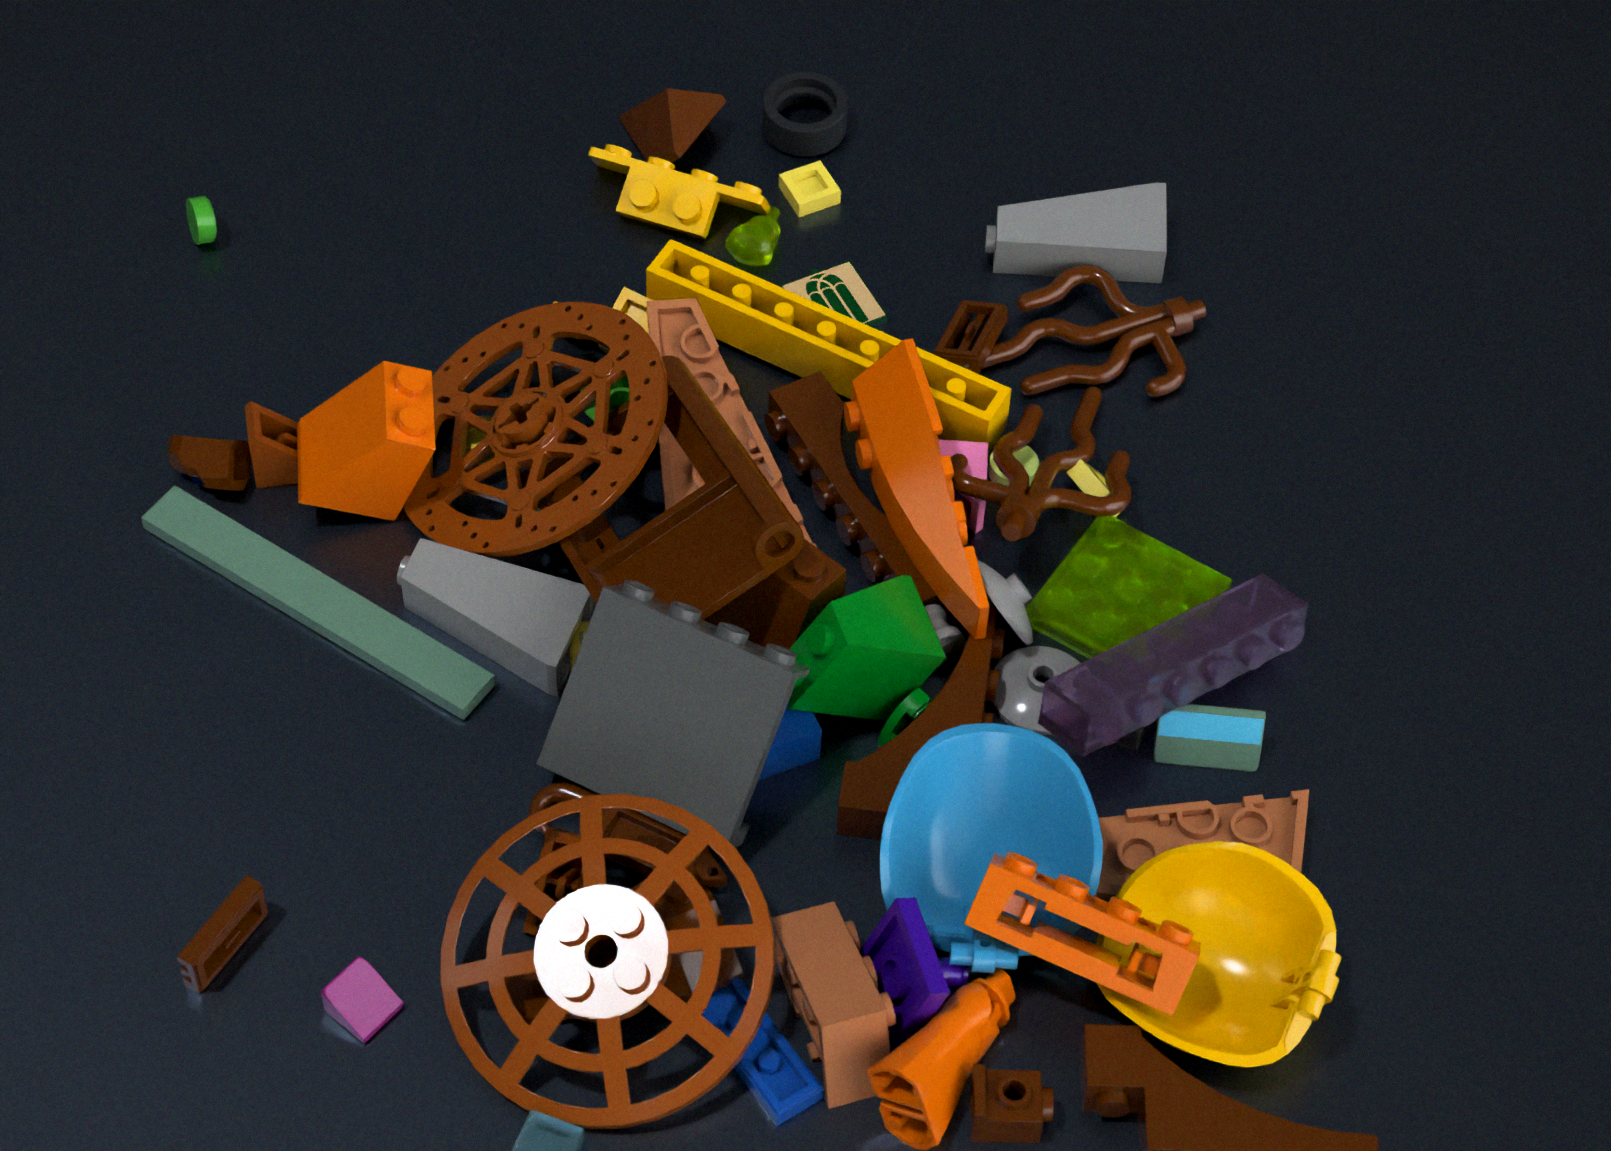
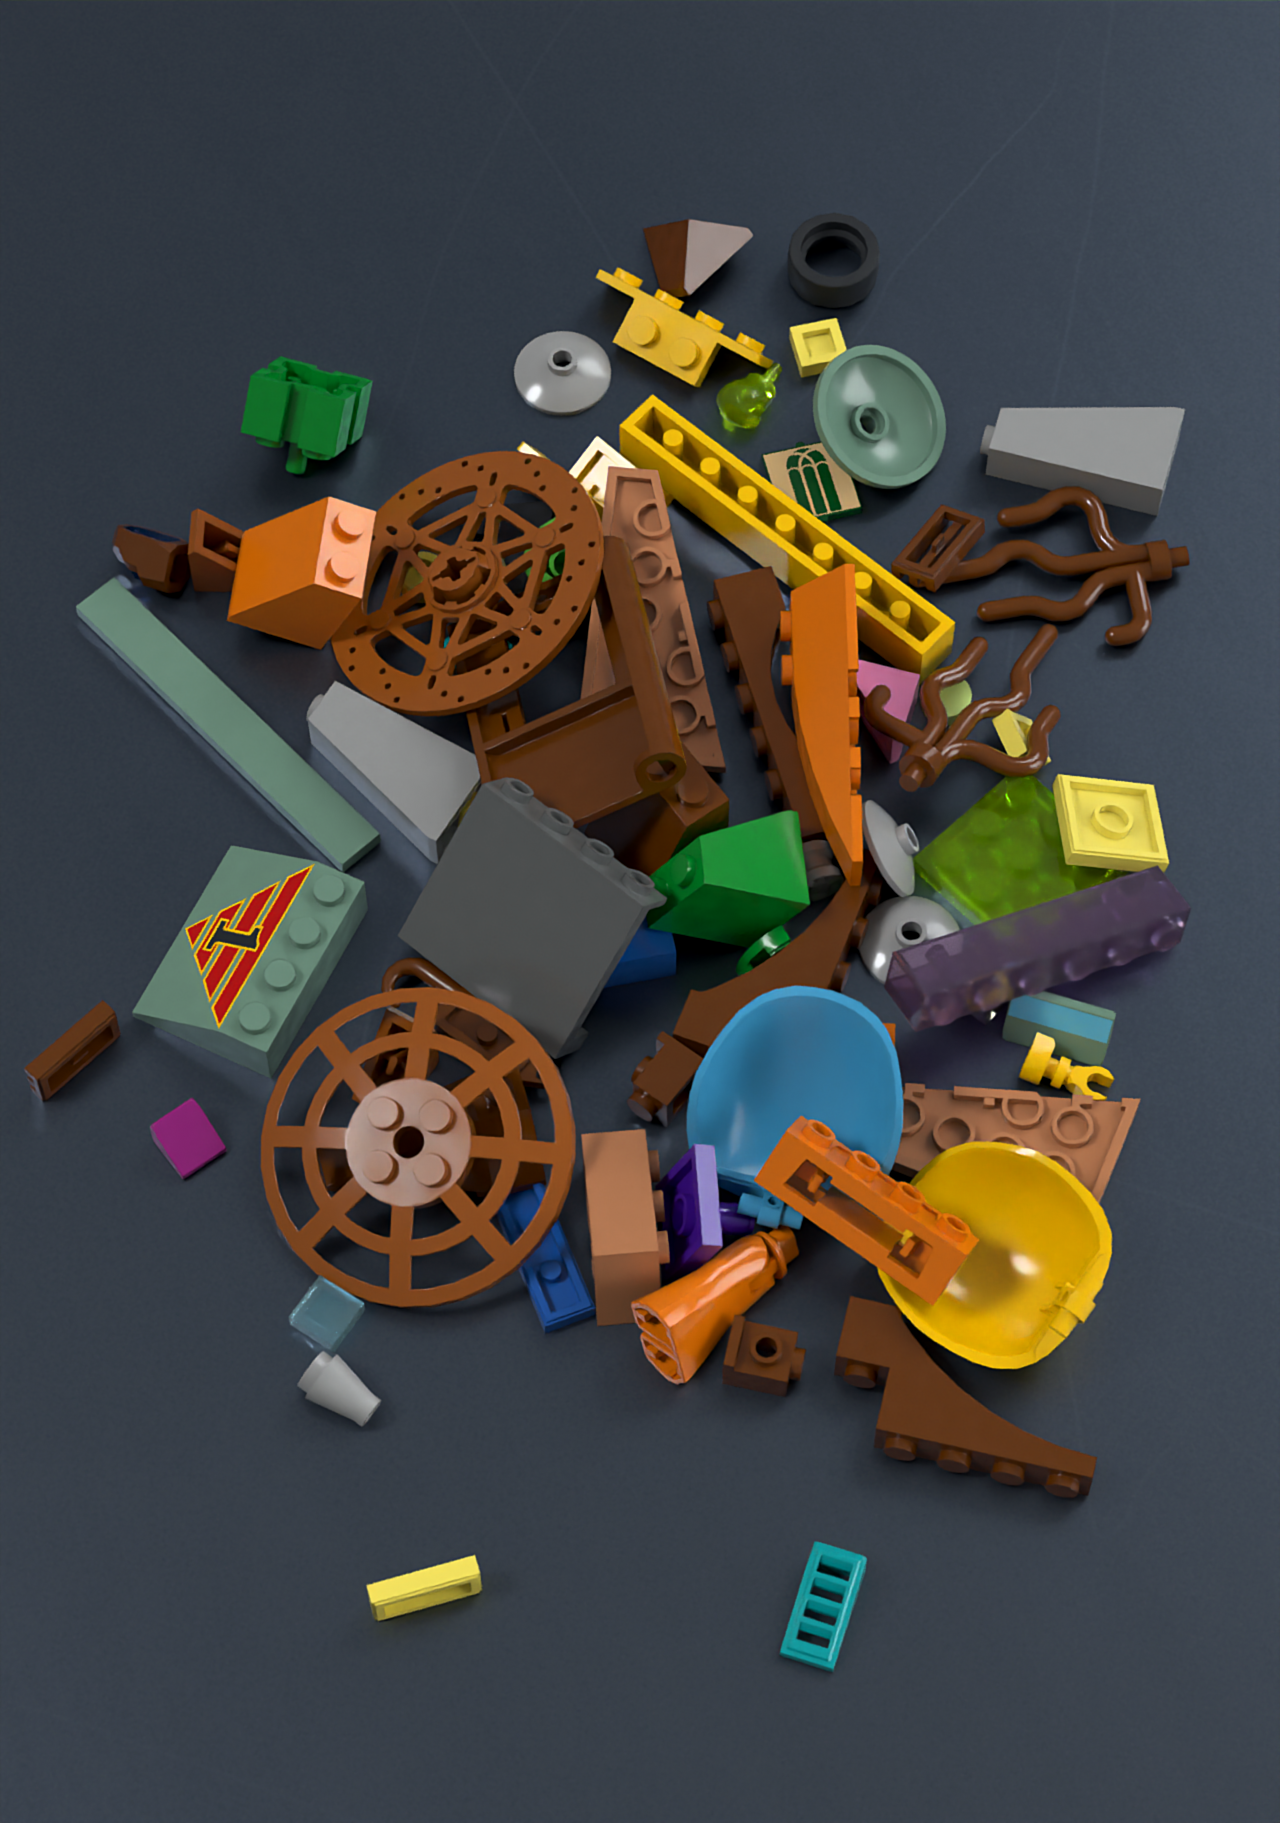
camera: 15 degrees right, 10 degrees up
(201, 220) = (194, 285): bright green tile -> none
(337, 304) = (307, 408): none -> green brick
(392, 811) = (254, 956): none -> sand green slope
(573, 246) = (567, 388): none -> light grey dish
(839, 854) = (664, 1081): none -> reddish brown brick
(886, 231) = (895, 406): none -> sand green dish
(1200, 776) = (1074, 1078): none -> yellow piece
(1202, 546) = (1109, 823): none -> light yellow tile

